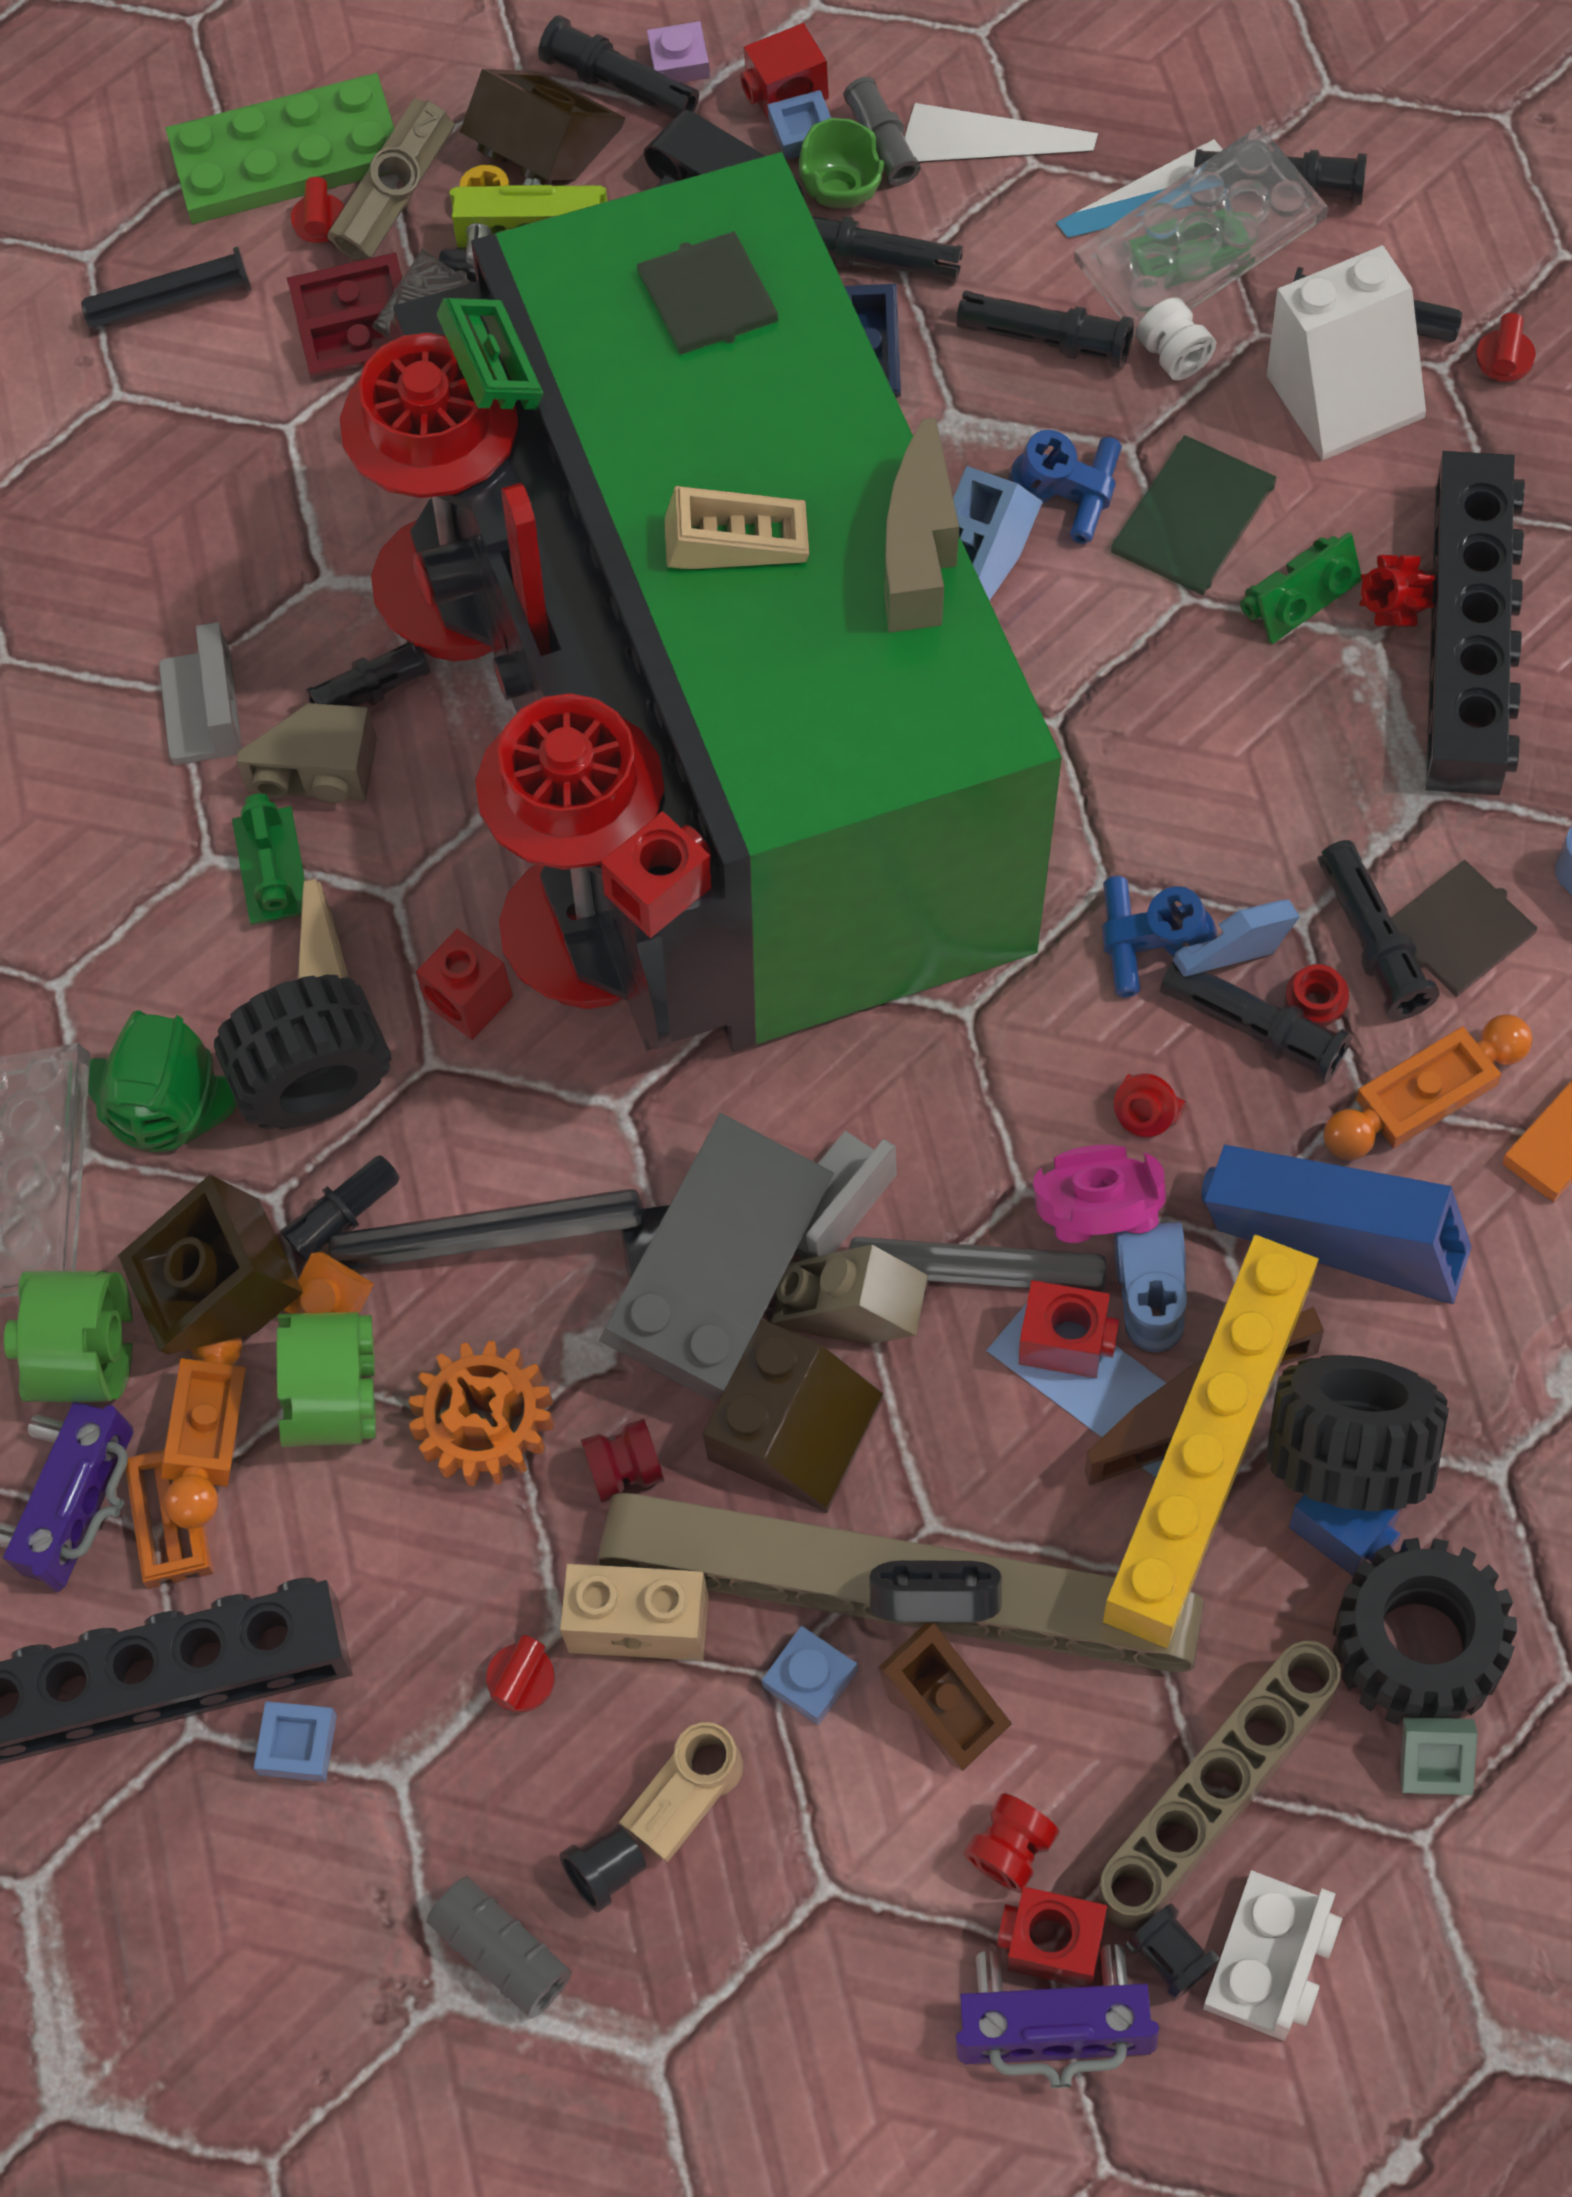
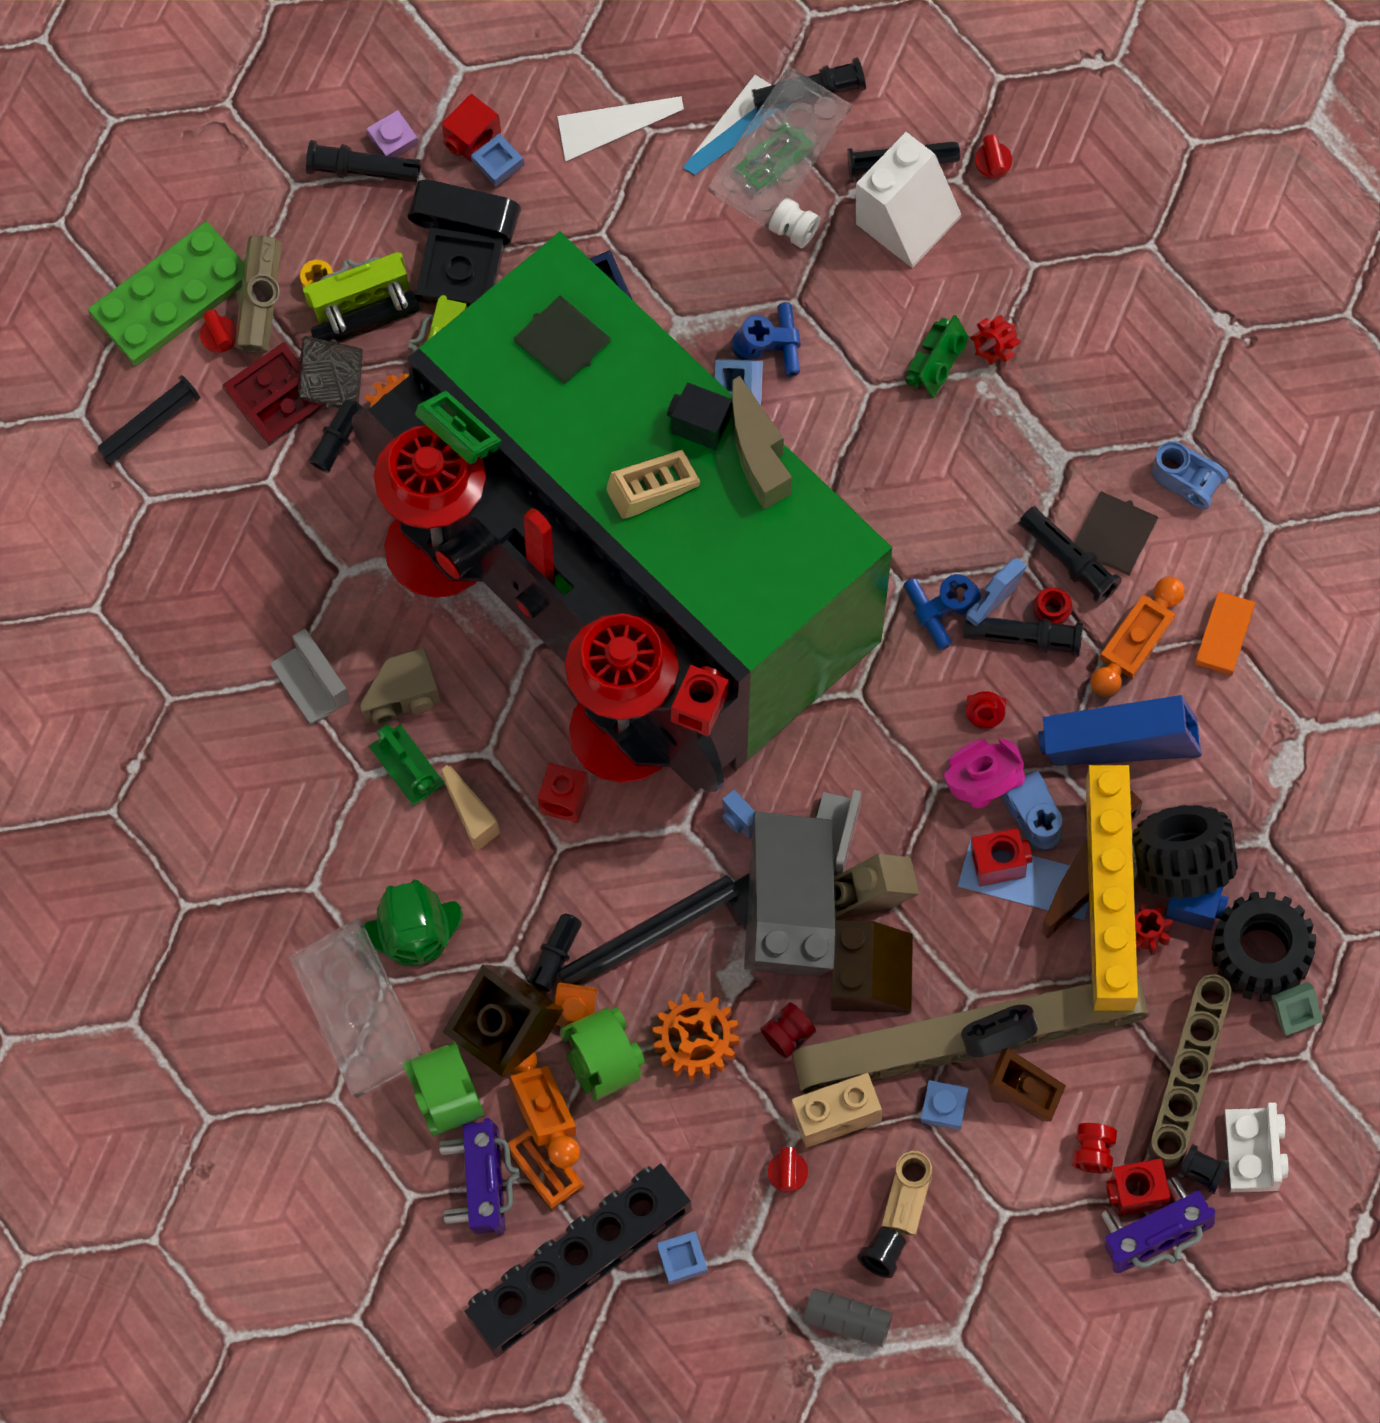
camera: 25 degrees left, 5 degrees up
(302, 1052) = (496, 871): black tyre -> none
(371, 678) = (408, 627): black pin -> none
(537, 124) = (331, 220): dark brown slope -> none
(702, 1106) = (738, 814): none -> medium blue plate
(840, 163) = (536, 180): bright green hair -> none
(851, 244) = (582, 227): black pin -> none
(852, 459) = (700, 415): none -> black brick
(891, 146) = (549, 146): dark grey pin -> none
(994, 1264) = (940, 836): dark grey axle -> none
(1070, 331) = (729, 241): black pin -> none
(1193, 514) = (852, 332): clear green piece -> none
(1248, 1550) = (1153, 937): none -> red gear
(1460, 755) = (1069, 428): black brick -> none

